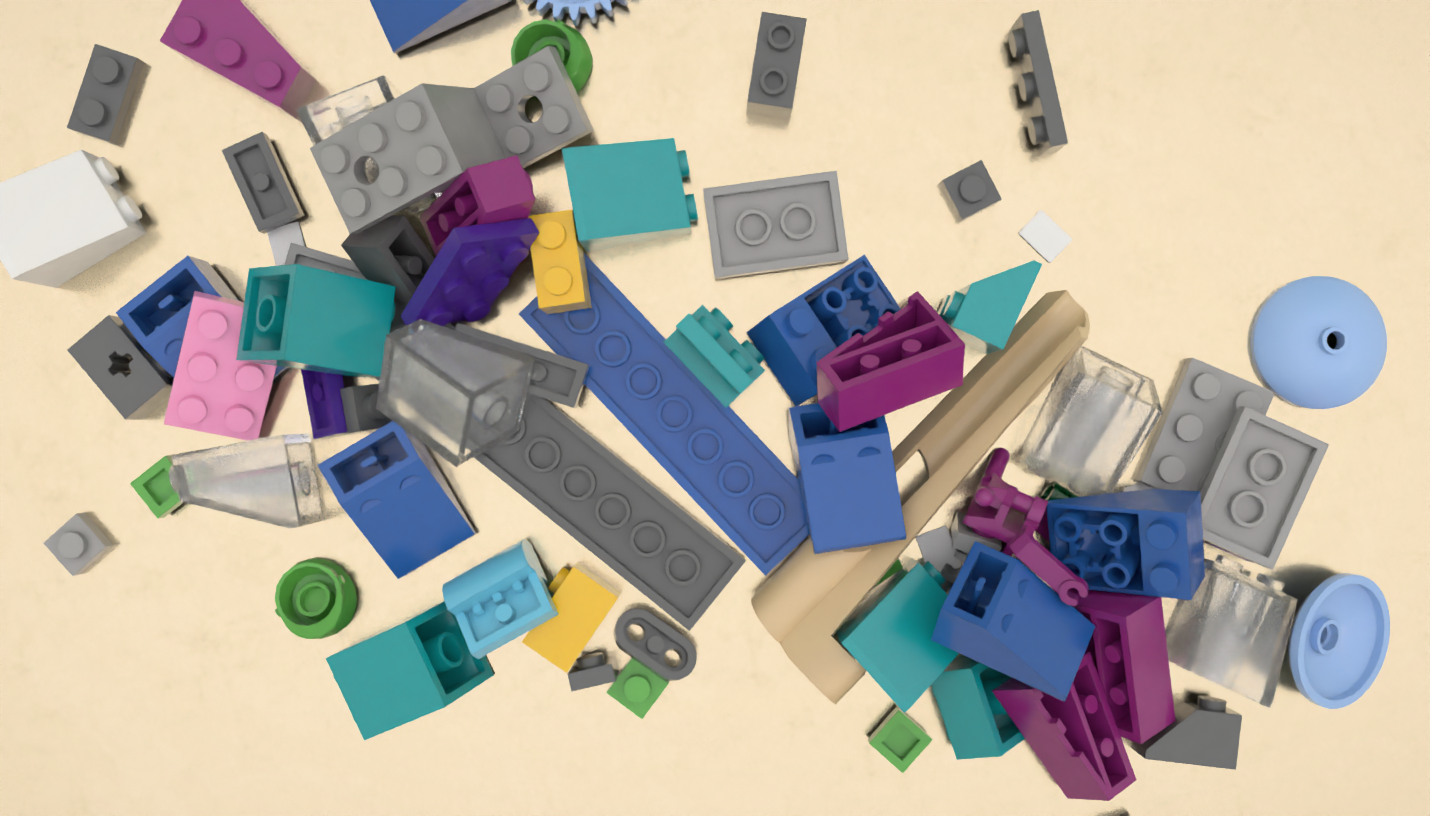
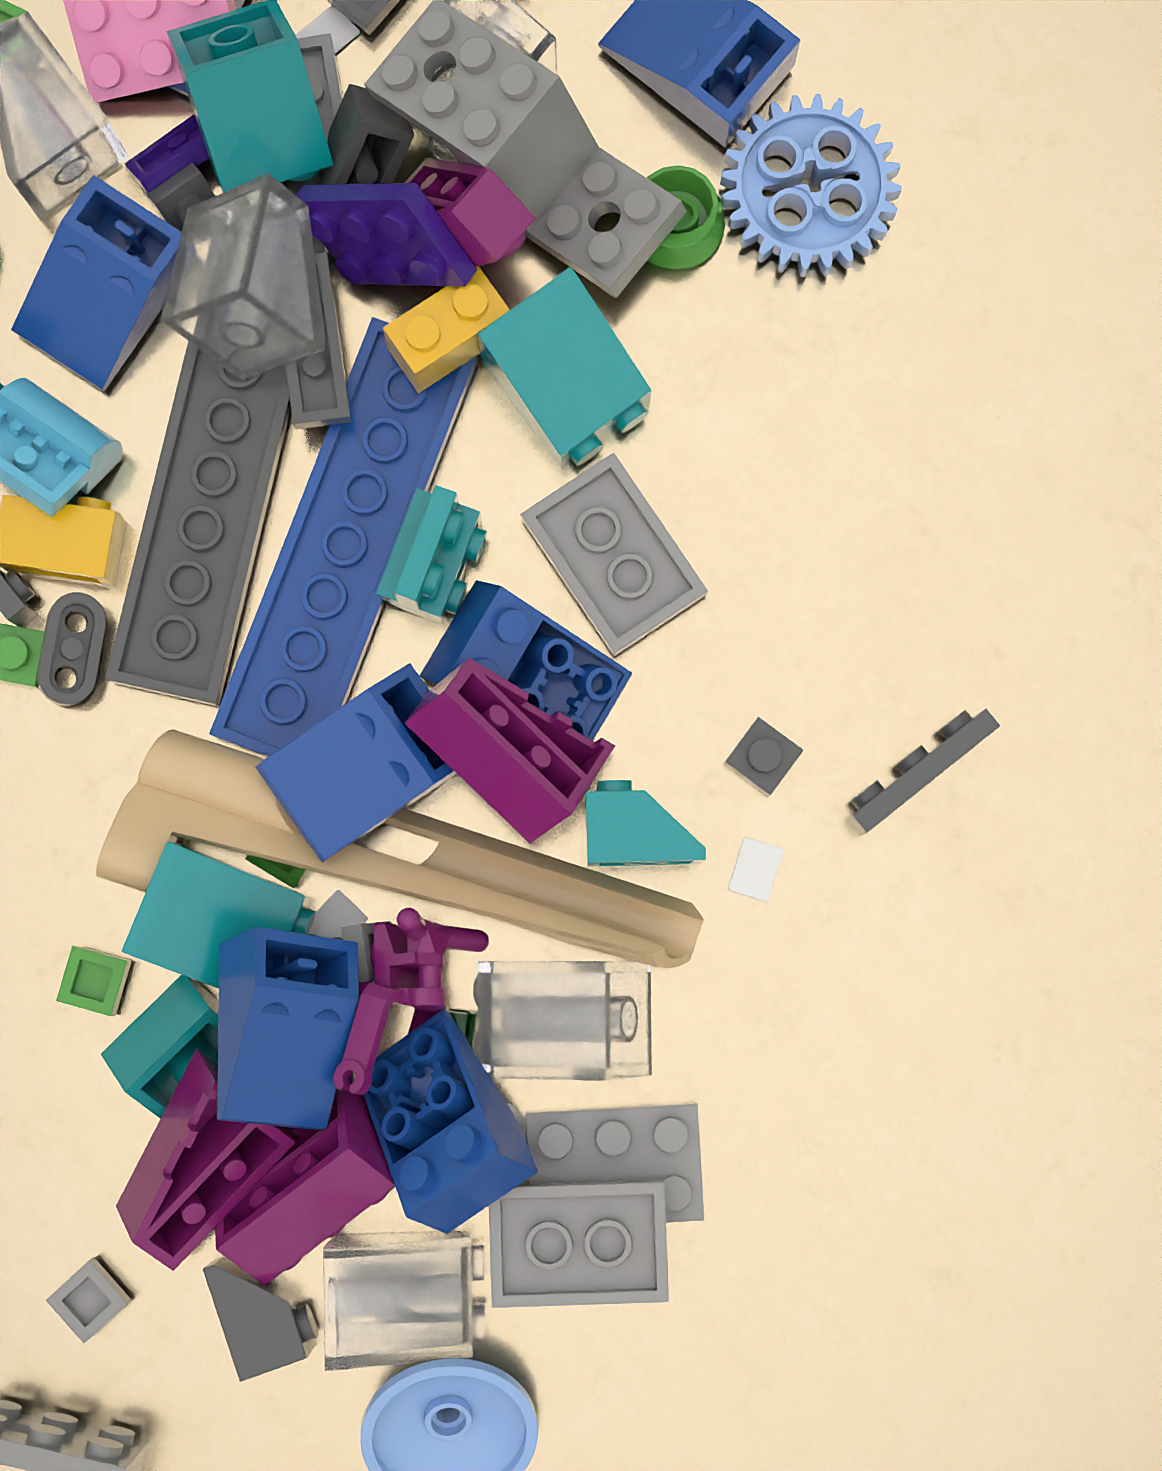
camera: 60 degrees right, 5 degrees down
(776, 65) = (791, 466): dark grey brick -> none
(1293, 348) = (763, 1214): light blue dish -> none

